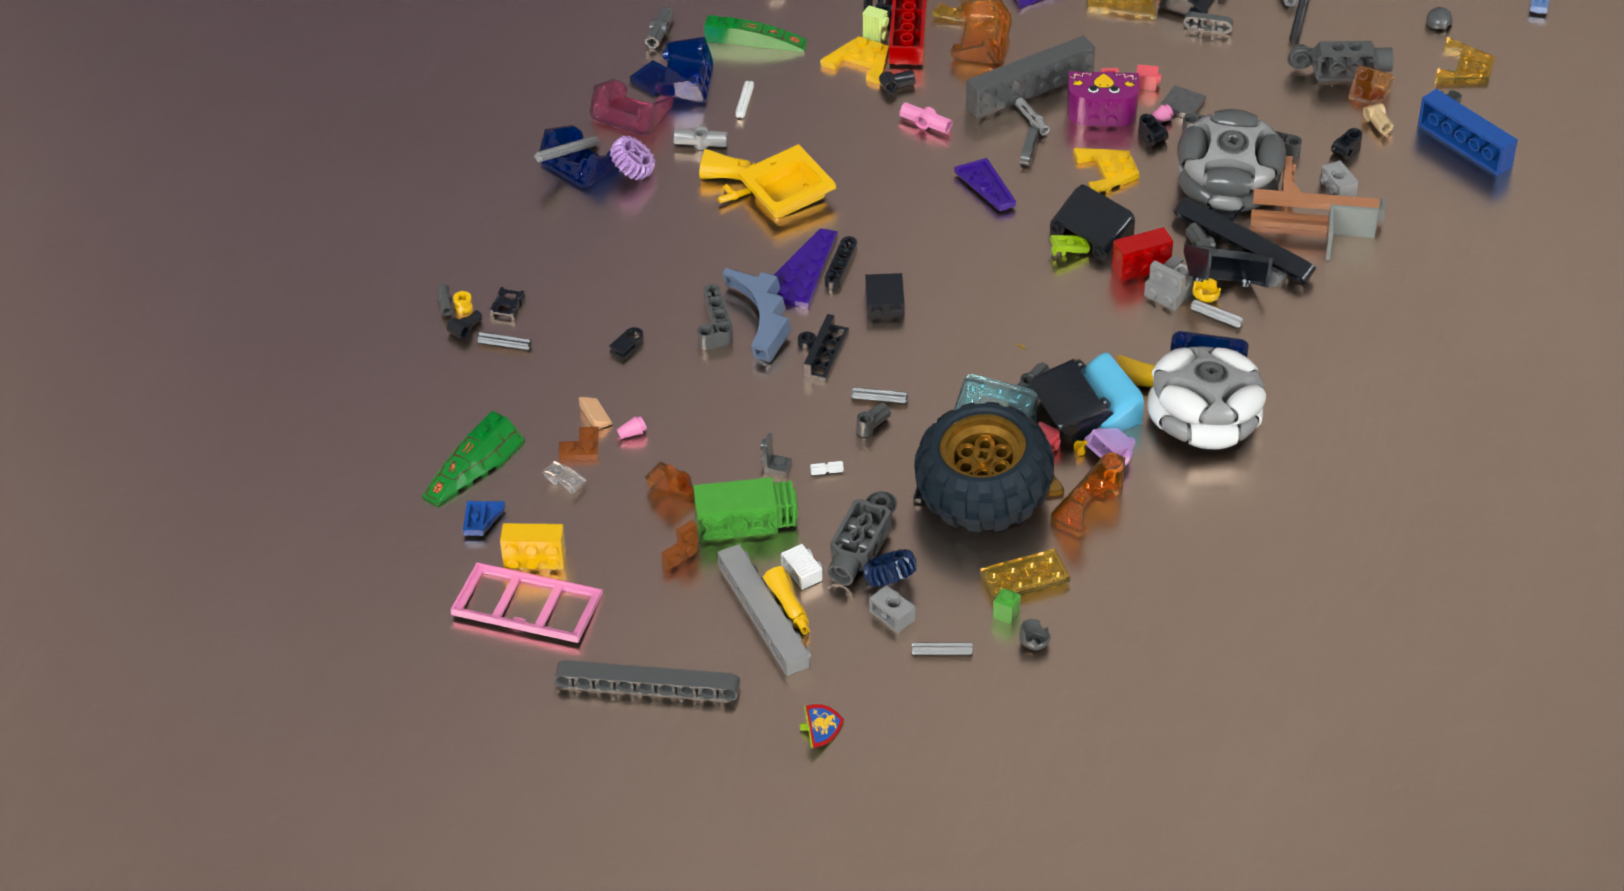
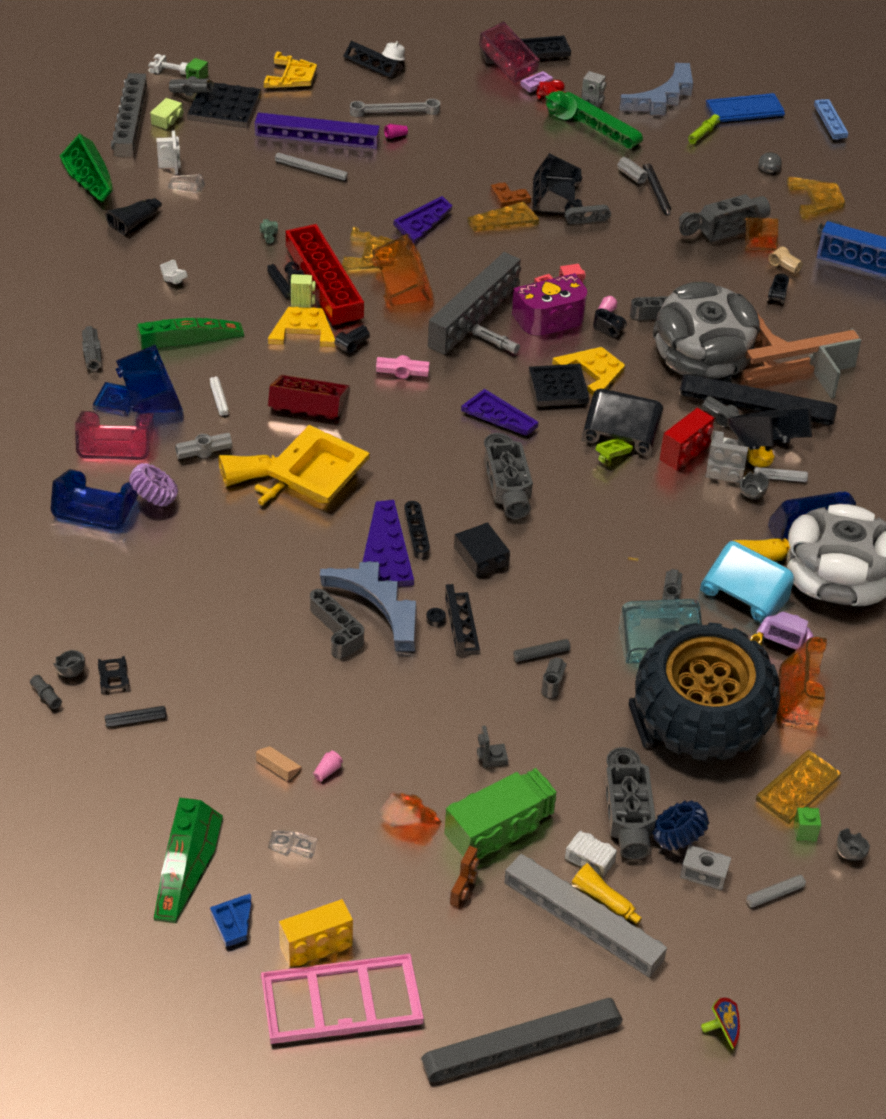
camera: 30 degrees left, 0 degrees up
(462, 302) = (67, 688): yellow wheel -> none
(462, 327) = (83, 715): black pin -> none
(476, 283) = (70, 663): none -> dark grey hair
(566, 148) = (80, 495): light grey axle -> none
(583, 449) = (291, 803): dark orange plate -> none
(624, 345) = (262, 680): black piece -> none
(821, 120) = (307, 396): none -> dark red slope
(822, 468) = (539, 743): white piece -> none
(951, 238) = (508, 474): none -> dark grey brick
(1029, 146) = (513, 367): dark grey beam -> none
(1060, 172) = (558, 385): none -> black plate
(1071, 399) = (728, 595): black windscreen -> none
(1179, 315) = (754, 485): none -> dark grey hair
(1183, 101) = (618, 288): flat silver tile -> none
(1338, 179) = (795, 323): light grey brick -> none

